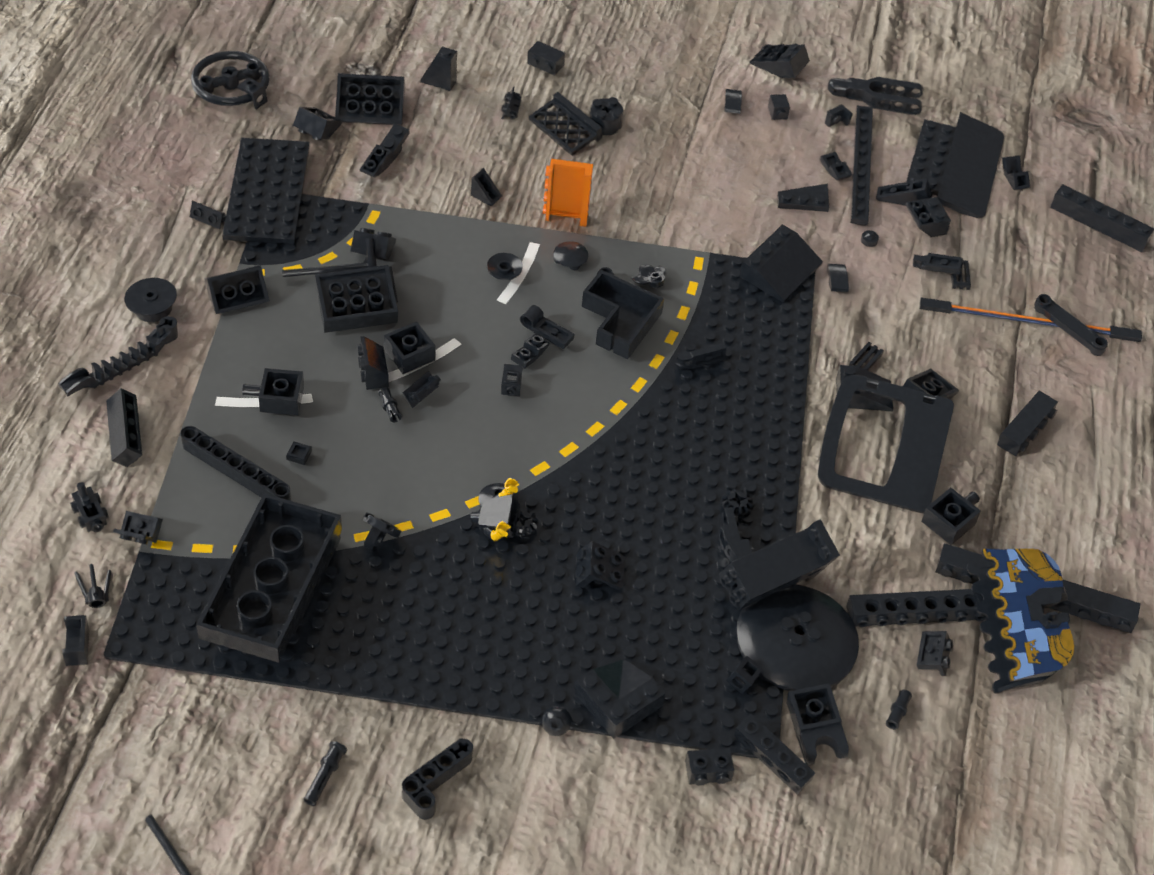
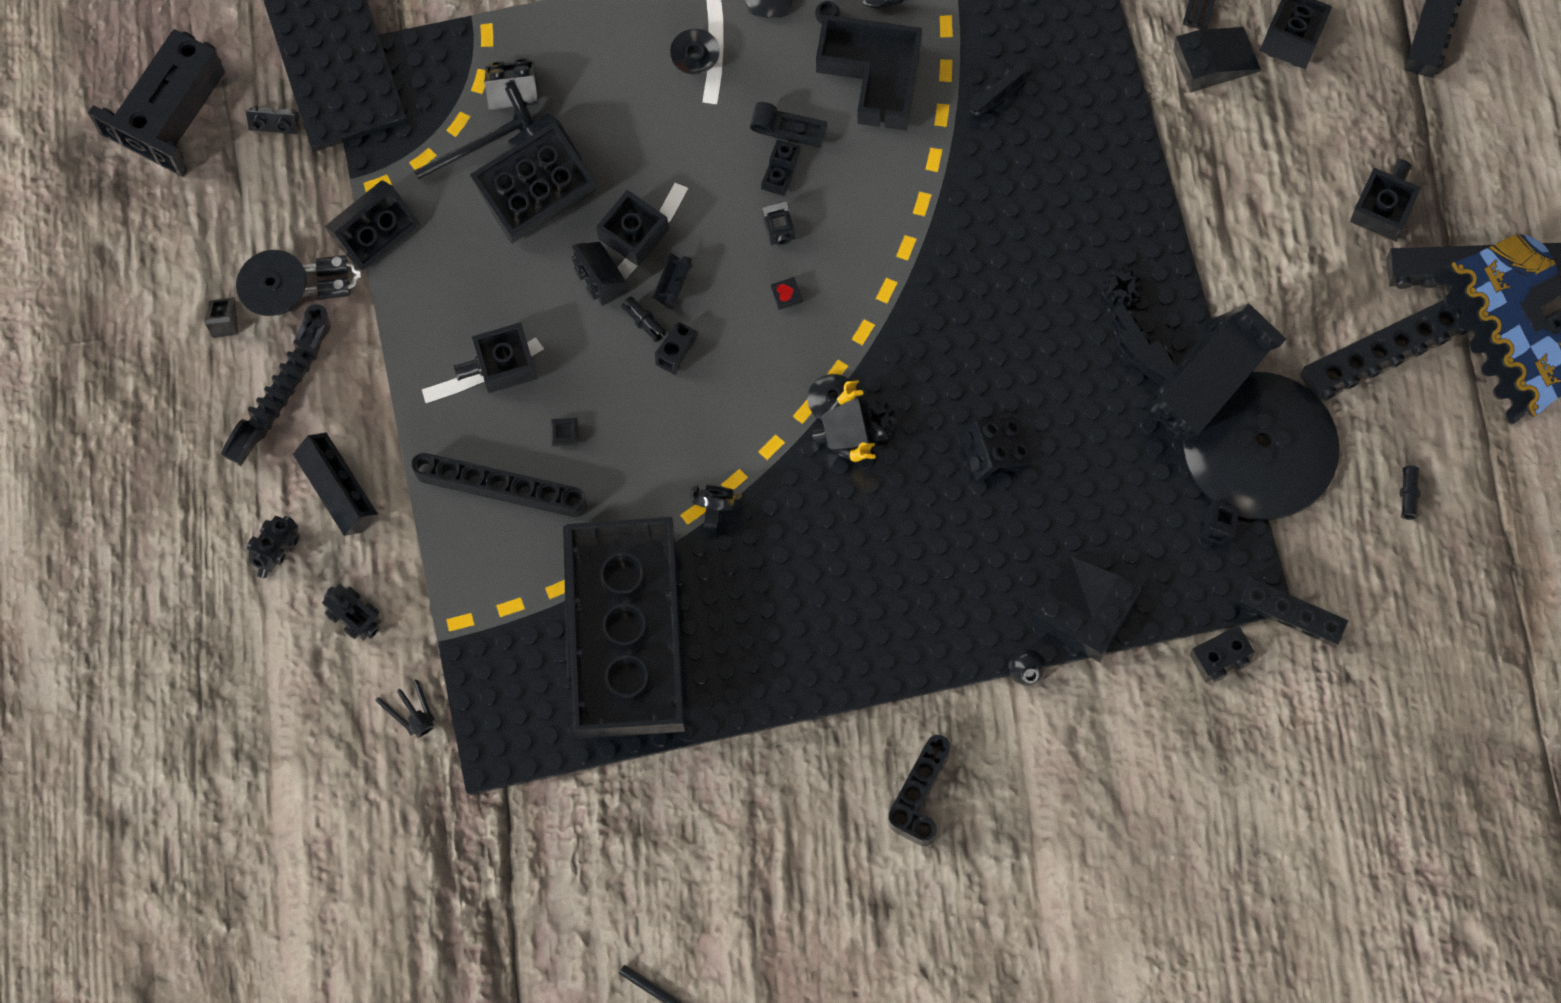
camera: 10 degrees left, 20 degrees up
(59, 448) = (272, 544): none -> black brick
(76, 640) = (428, 789): black panel -> none
(107, 310) = (221, 317): none -> black slope
(141, 527) = (426, 615): black bracket -> none
(143, 178) = (164, 101): none -> black brick
(196, 317) = (335, 287): none -> black piece
(328, 765) = (792, 824): black pin -> none
(402, 428) = (675, 347): none -> black leg
(496, 424) = (786, 293): none -> black tile
(816, 721) = (1332, 554): black brick -> none
(919, 450) = (1316, 124): black door -> none
(935, 651) = (1426, 399): black bracket -> none

